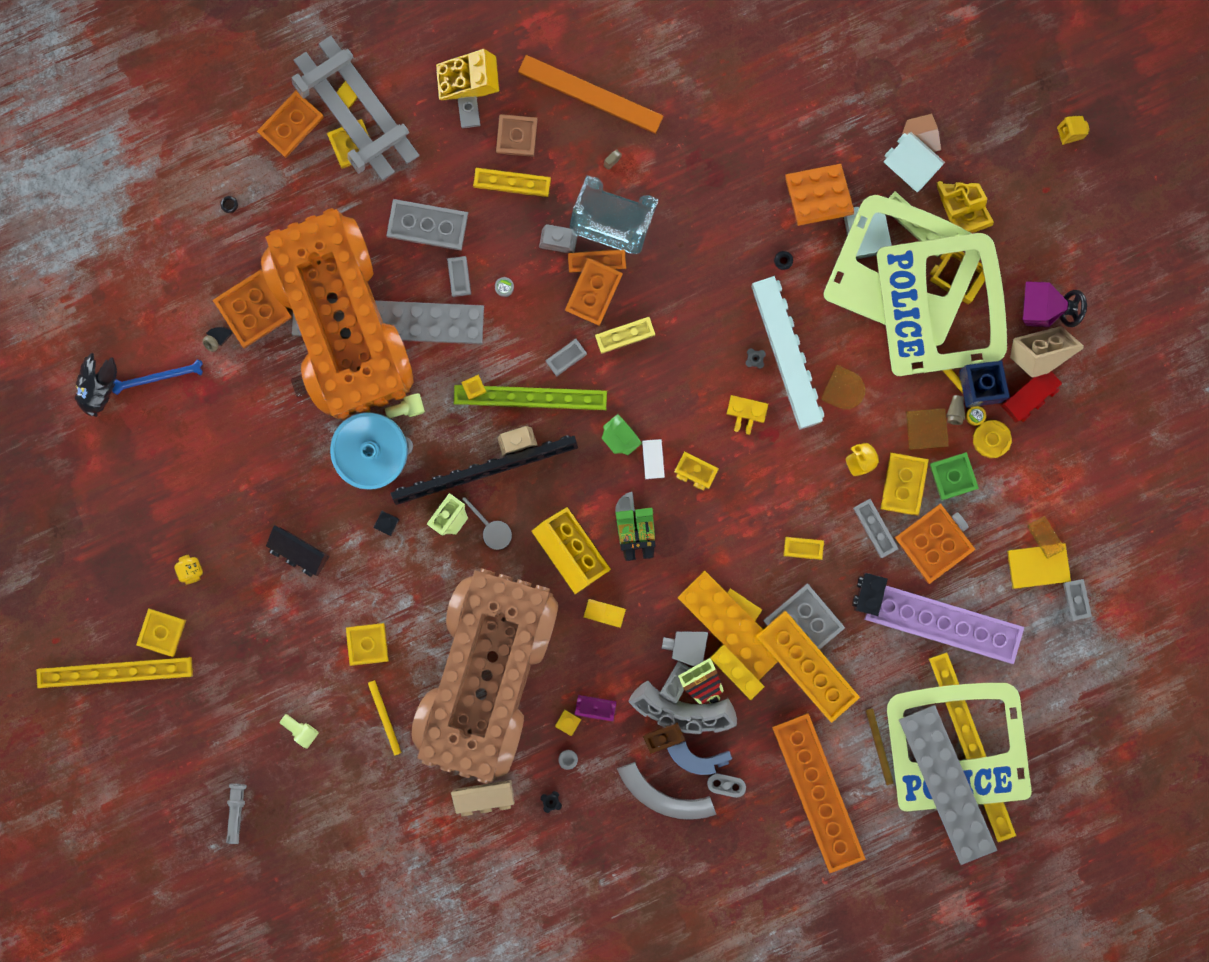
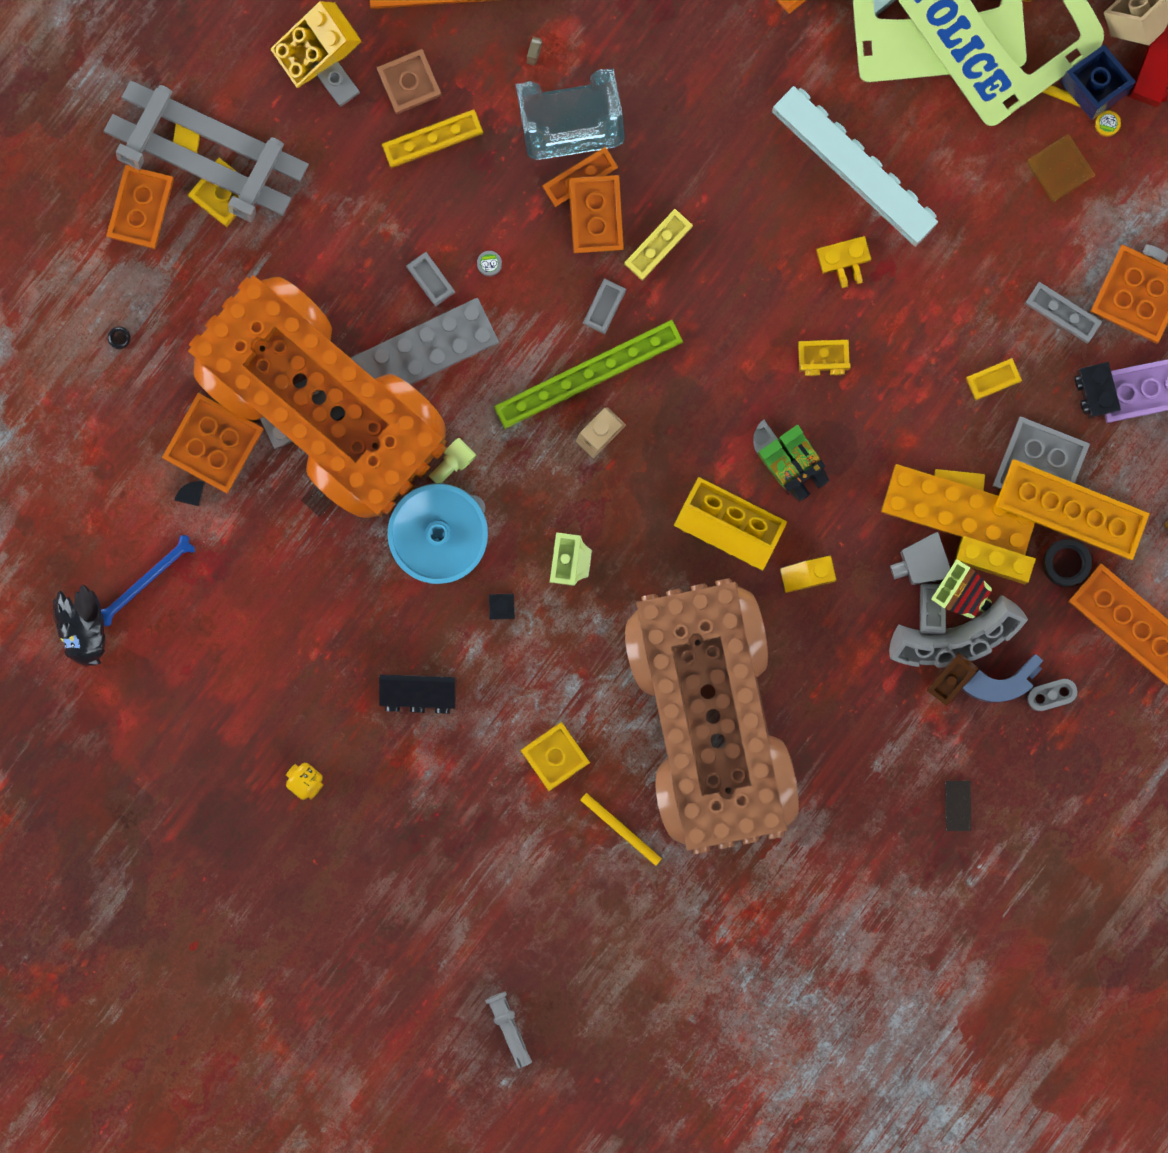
camera: 30 degrees left, 0 degrees up
(114, 672) = (282, 945): yellow tile -> none
(161, 632) = (310, 870): yellow tile -> none
(210, 343) = (190, 513): dark tan piece -> none
(303, 733) = (536, 896): yellowish green pin -> none
(427, 224) = (362, 239): light grey plate -> none
(473, 387) = (518, 396): yellow tile -> none
(483, 797) = (785, 857): tan slope -> none
(484, 470) = (588, 477): black plate -> none
(496, 534) = (633, 551): light grey piece -> none
(555, 805) = (863, 814): black plate -> none
(558, 239) = (521, 175): light grey torso -> none
(568, 722) = (833, 721): yellow plate -> none
(568, 759) = (856, 763): light grey tile -> none
(595, 708) = (856, 687): magenta hinge -> none
(620, 436) = (716, 363): bright green slope -> none
(621, 826) = (957, 805): none -> clear smoke tile
(653, 459) = (767, 369): white tile -> none
(663, 803) = (988, 755): light grey brick -> none
(755, 363) = (819, 198): dark grey plate -> none
(783, 254) = (796, 55): black plate -> none
(800, 700) = (1085, 556): none -> black tyre
(844, 389) = (941, 173): clear yellow tile -> none
(862, 460) = (1006, 242): yellow helmet -> none
(904, 484) = (1069, 245): yellow tile -> none
(954, 476) = (1120, 205): bright green plate -> none
(956, 411) = (1083, 131): dark tan cone -> none
(992, 439) = (1140, 140): yellow tile -> none

